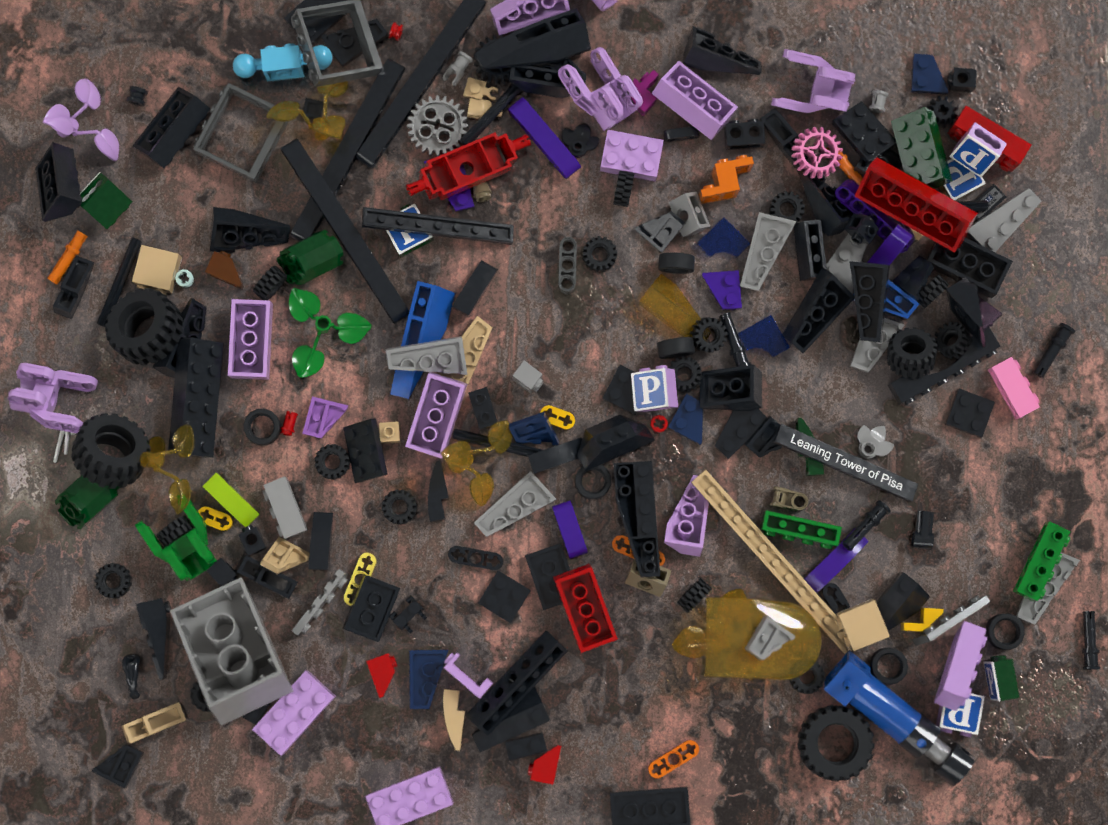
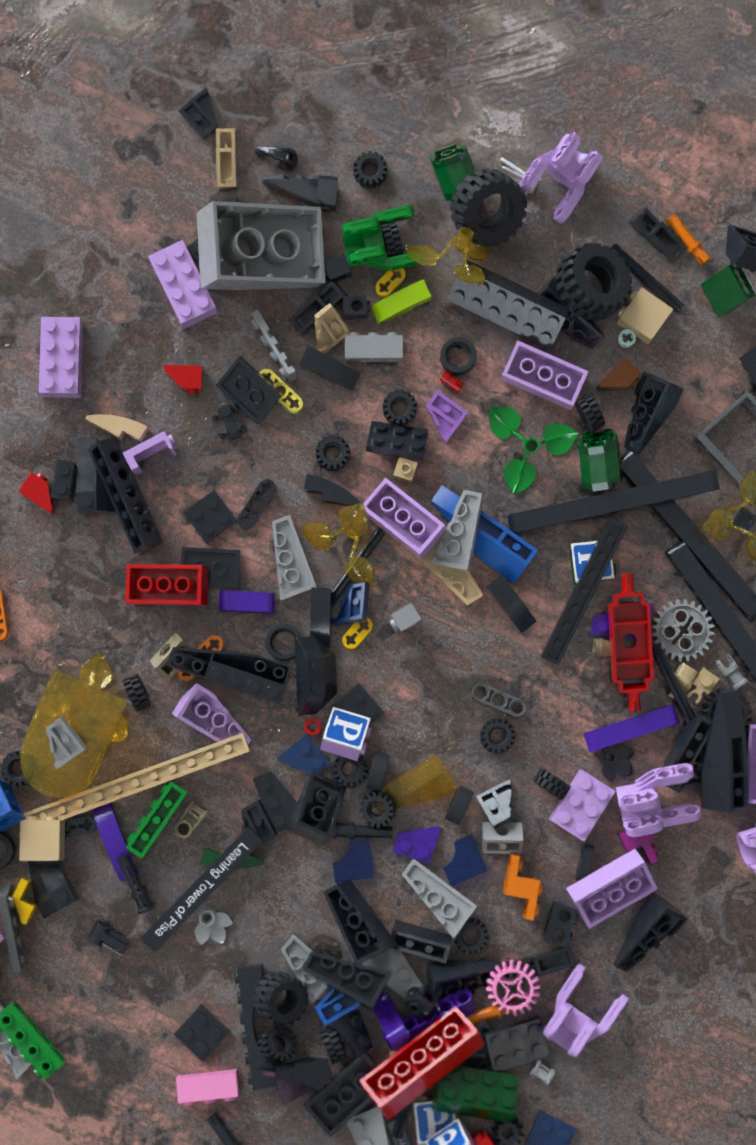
camera: 115 degrees right, 0 degrees up
(424, 676) = (167, 414): dark blue wing -> none
(483, 408) = (392, 565): black brick -> none

